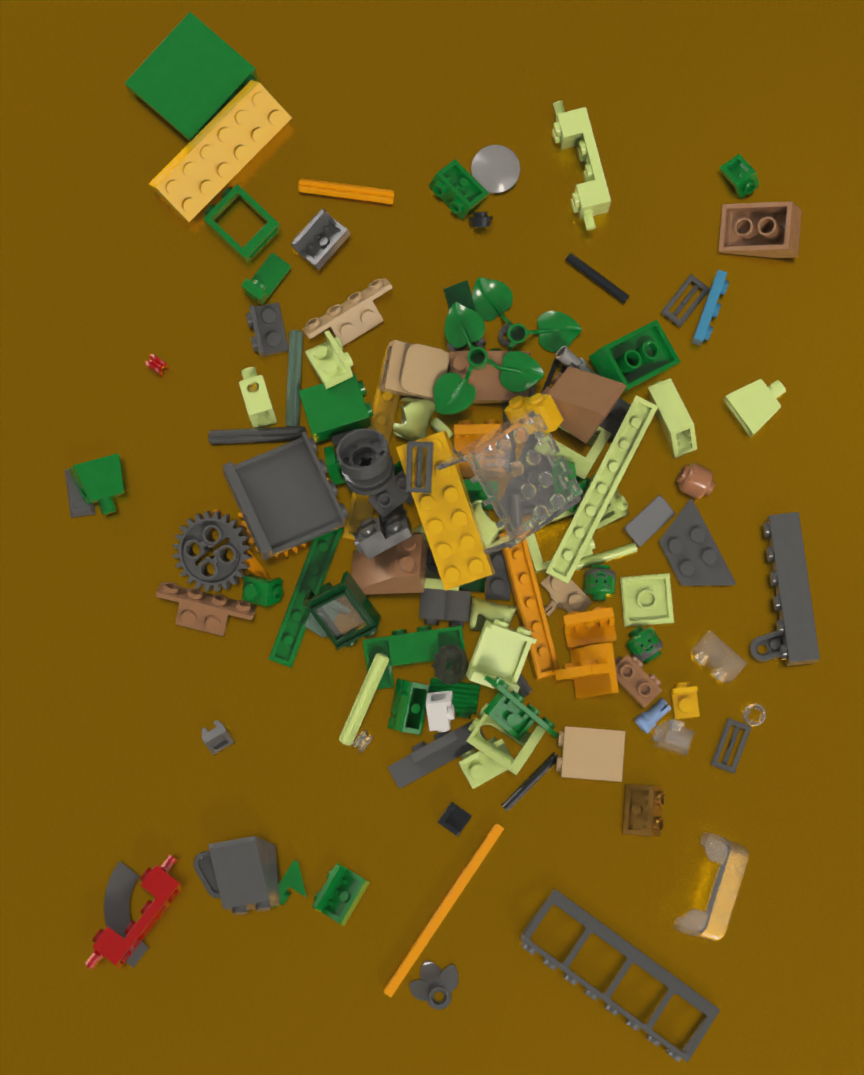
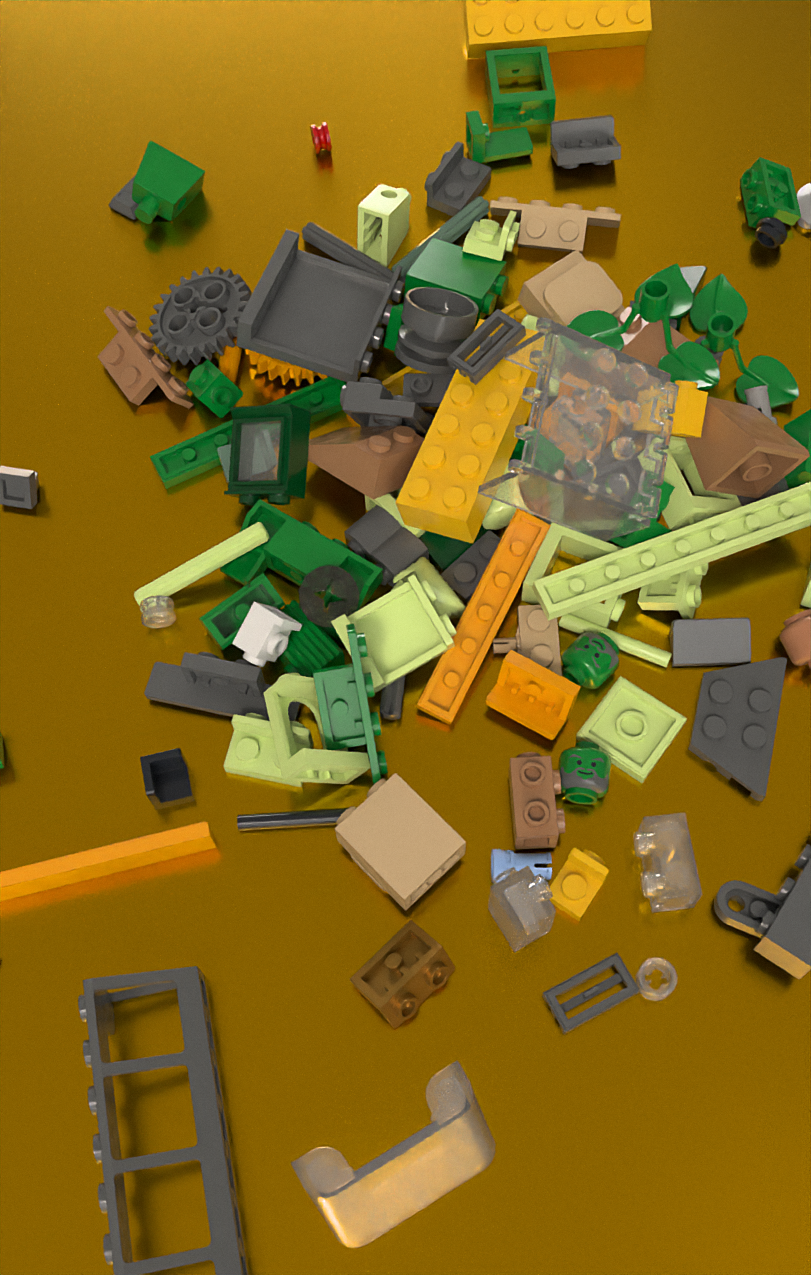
camera: 45 degrees right, 20 degrees down
(346, 191) = (650, 129): light orange axle -> none
(592, 670) = (488, 741): light orange bracket -> none

